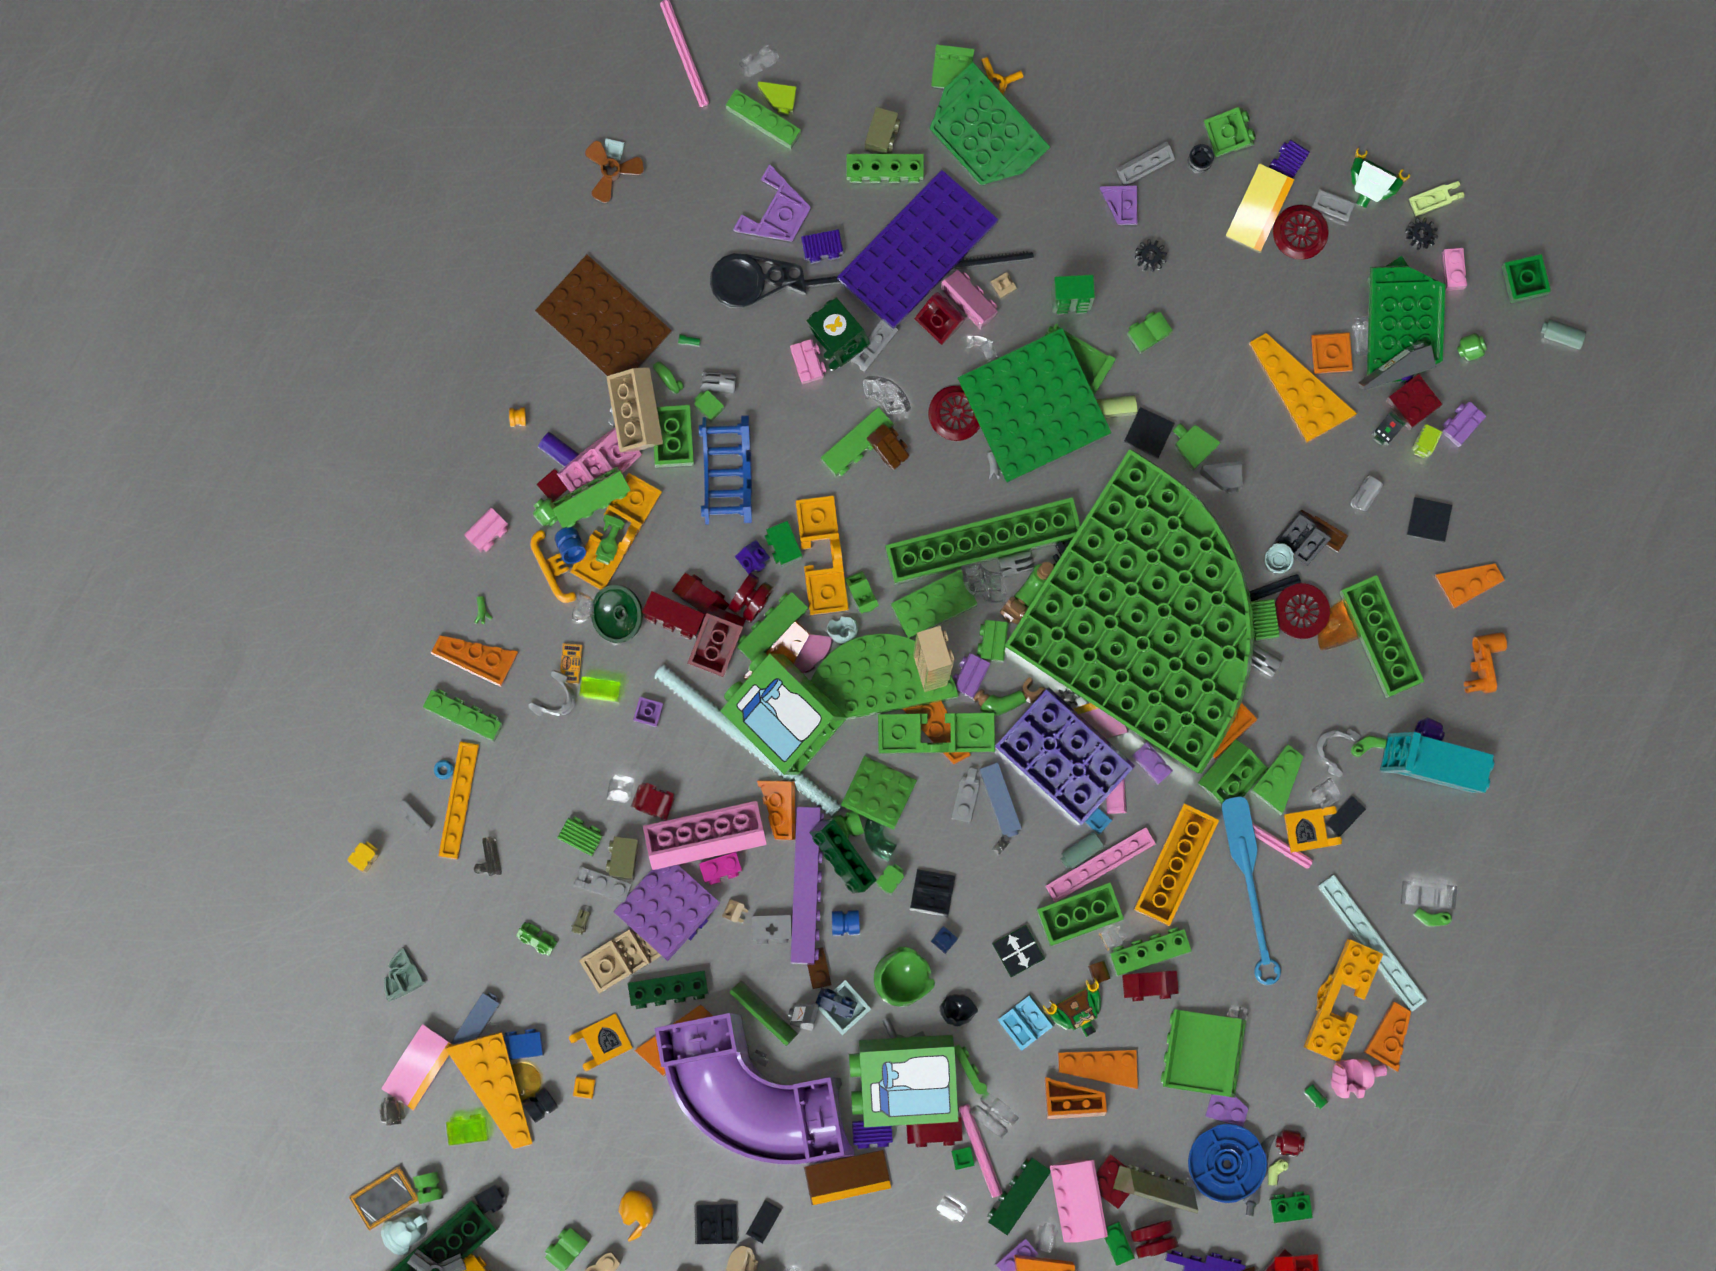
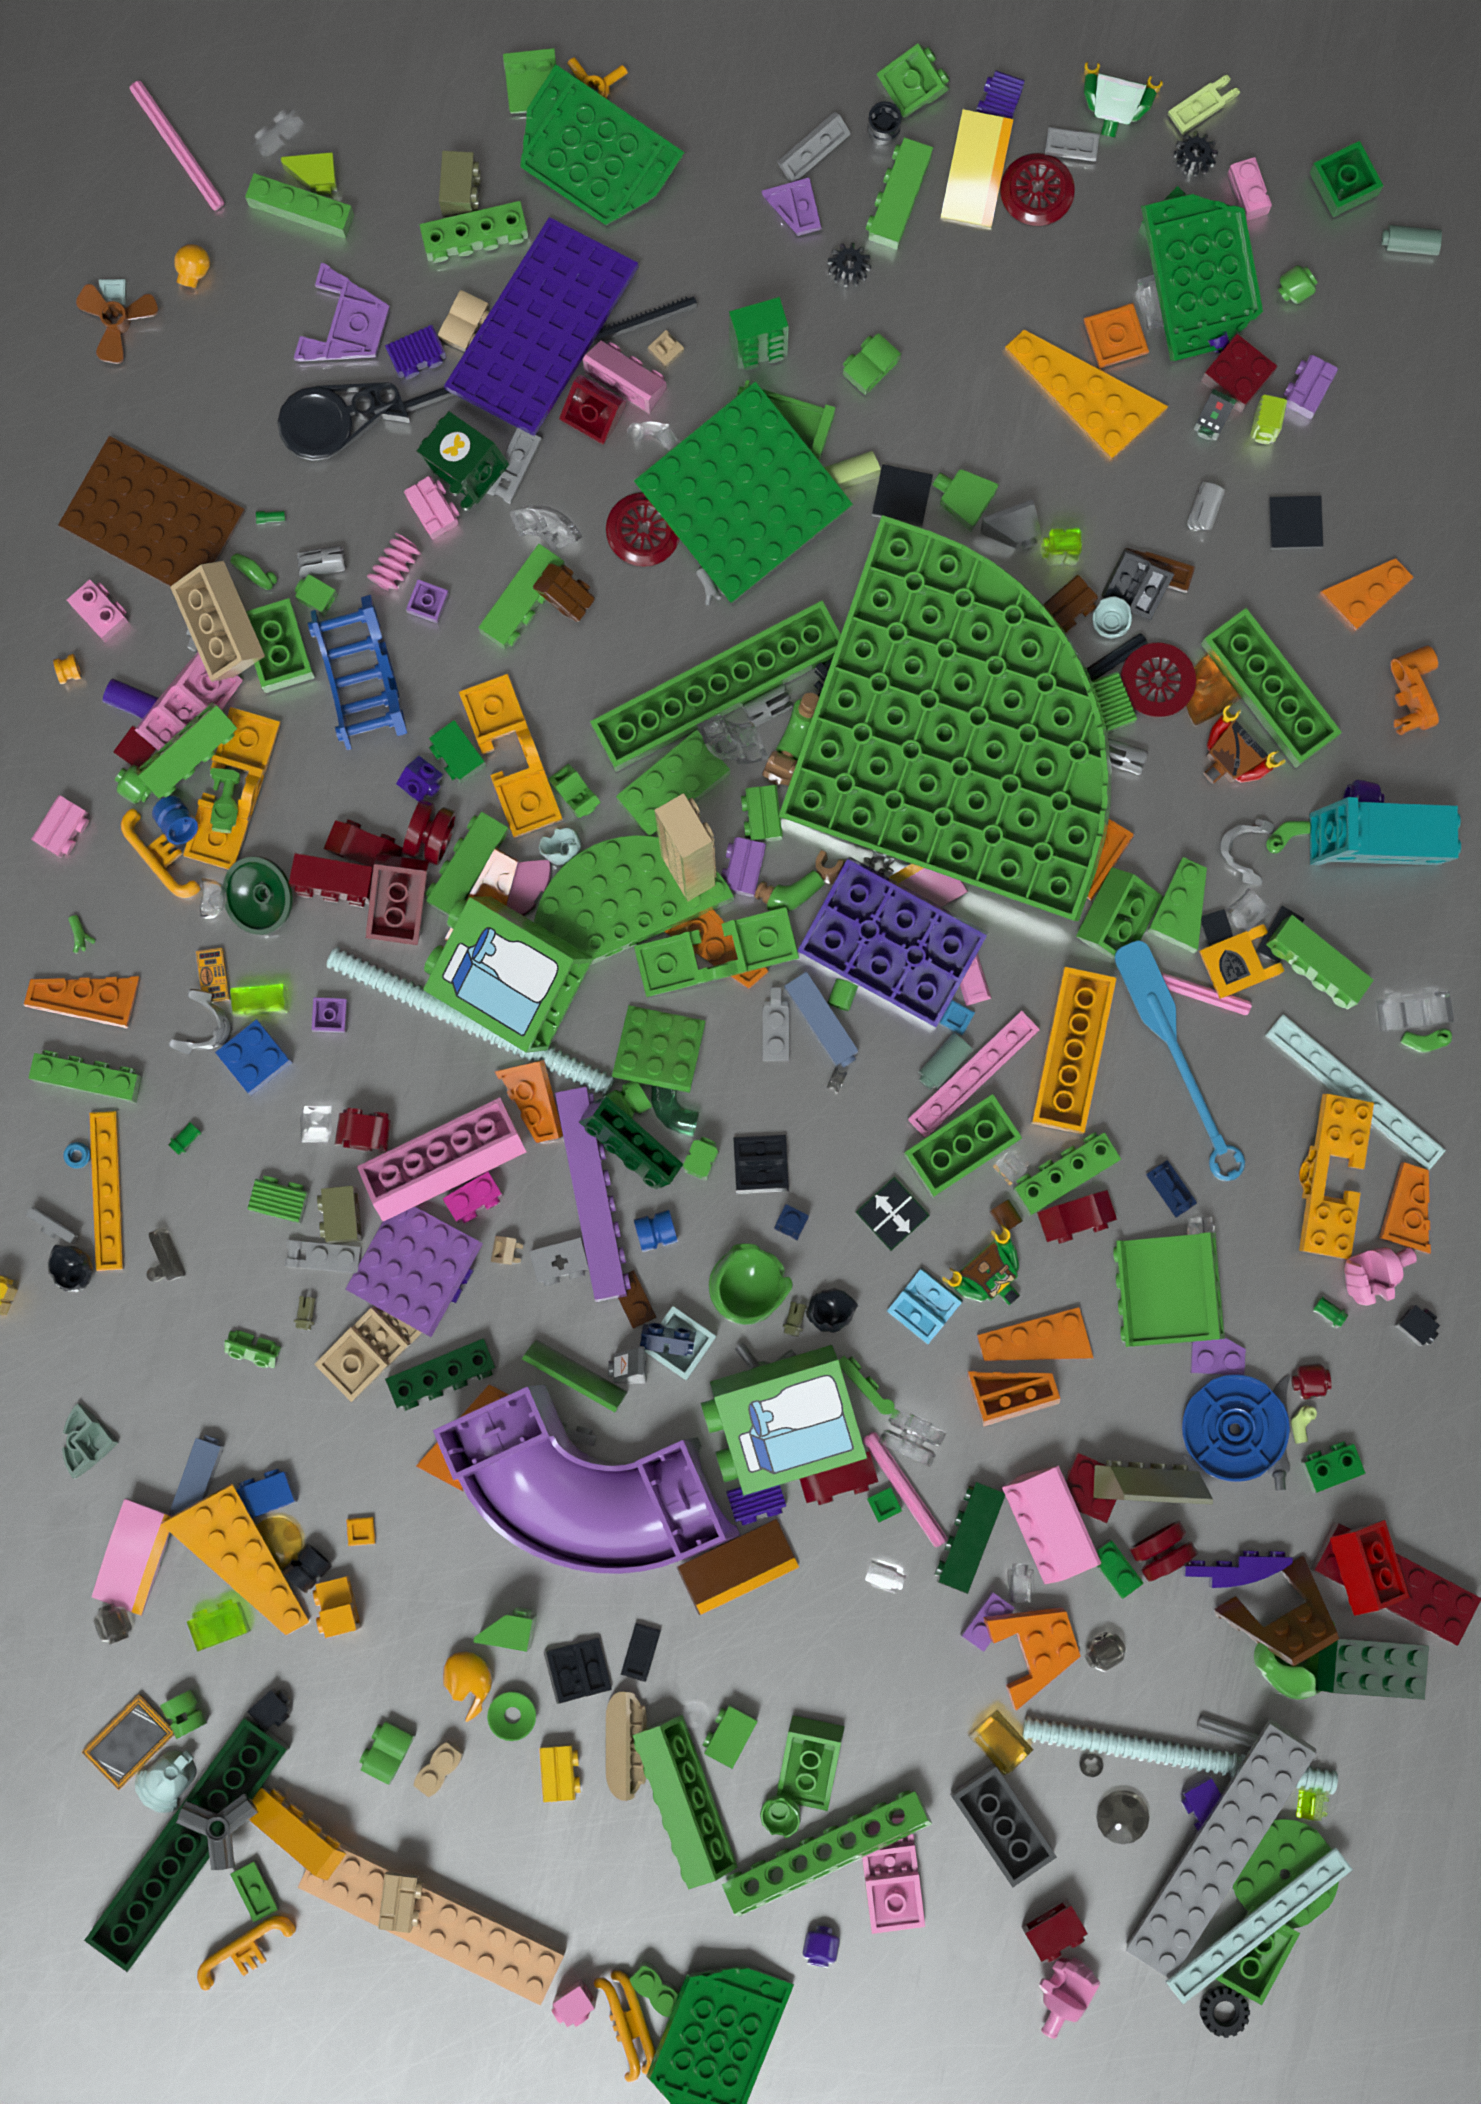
camera: 10 degrees left, 0 degrees up
(420, 849) = (69, 1268): none -> black hair
(523, 776) = (184, 1138): none -> green pin
(549, 380) = (96, 609): none -> bright pink brick
(555, 1137) = (338, 1607): none -> light orange brick
(586, 729) = (253, 1057): none -> blue brick
(605, 1041) = (373, 1461): light orange flag -> none
(651, 1249) = (504, 1729): none -> bright green piece
(674, 143) = (191, 264): none -> light orange piece
(675, 1183) = (511, 1631): none -> bright green slope
(770, 396) = (394, 563): none -> bright pink piece
(788, 429) = (427, 601): none -> medium lavender piece
(862, 231) = (463, 320): none -> tan brick
(930, 1010) = (794, 1319): none -> olive pin
(1020, 785) = (842, 994): none -> bright green beam
(1152, 763) = (1010, 924): medium lavender brick -> none
(1200, 212) = (900, 193): none -> bright green brick
(1223, 981) = (1171, 1189): none -> dark blue hinge
(1250, 541) = (1071, 603): none -> reddish brown brick
(1255, 499) = (1062, 547): none -> clear neon green brick
(1300, 800) = (1216, 927): none -> black tile
(1345, 677) = (1236, 752): none -> torso
(1368, 843) = (1319, 962): none -> bright green brick
(1377, 1121) = (1419, 1325): none -> black brick
(1406, 363) = (1217, 323): dark grey slope -> none

